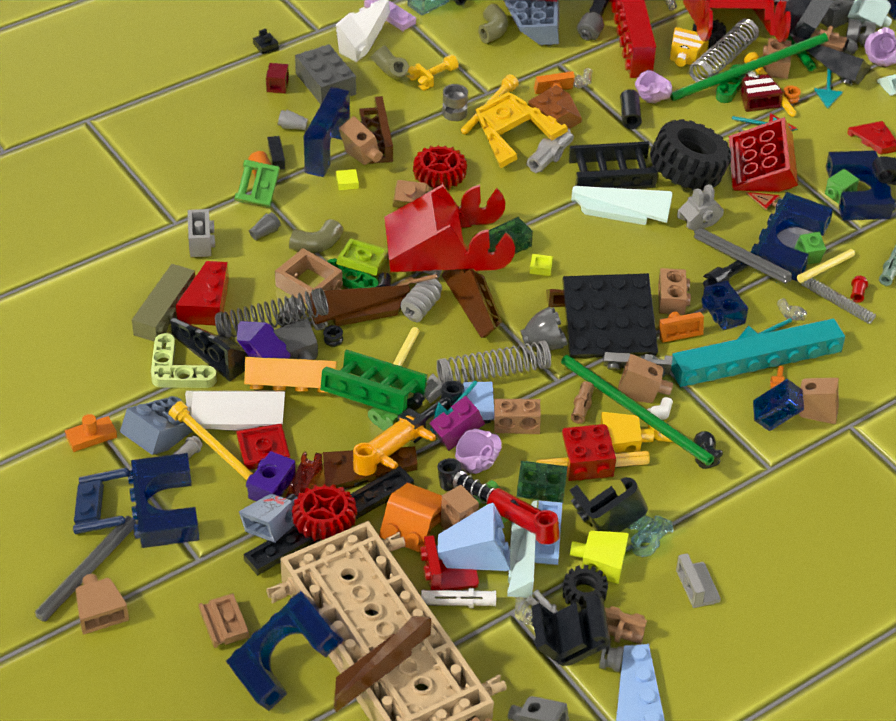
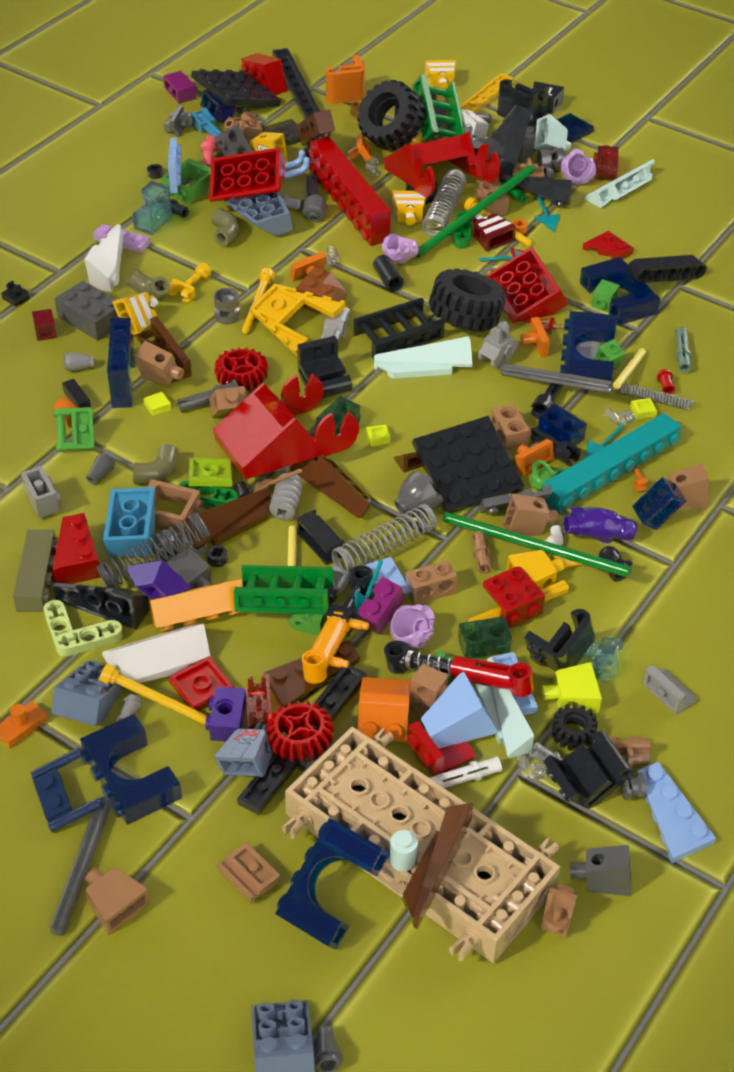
camera: 20 degrees left, 0 degrees up
(265, 279) = (130, 521): none -> dark azure slope
(354, 640) = (403, 850): none -> light aqua brick
(365, 86) = (138, 308): none -> yellow torso
(380, 186) = (201, 398): none -> dark grey pin
(433, 342) = (318, 536): none -> black window
(518, 182) = (323, 361): none -> black piece
(571, 15) = (293, 203): none -> light grey pin
(683, 345) = (539, 477): none -> bright green piece
(710, 408) = (599, 524): none -> dark purple animal
(713, 327) = (563, 450): none -> black piece
(747, 210) = (536, 336): none -> orange tile
(821, 309) = (643, 408): none -> neon yellow tile

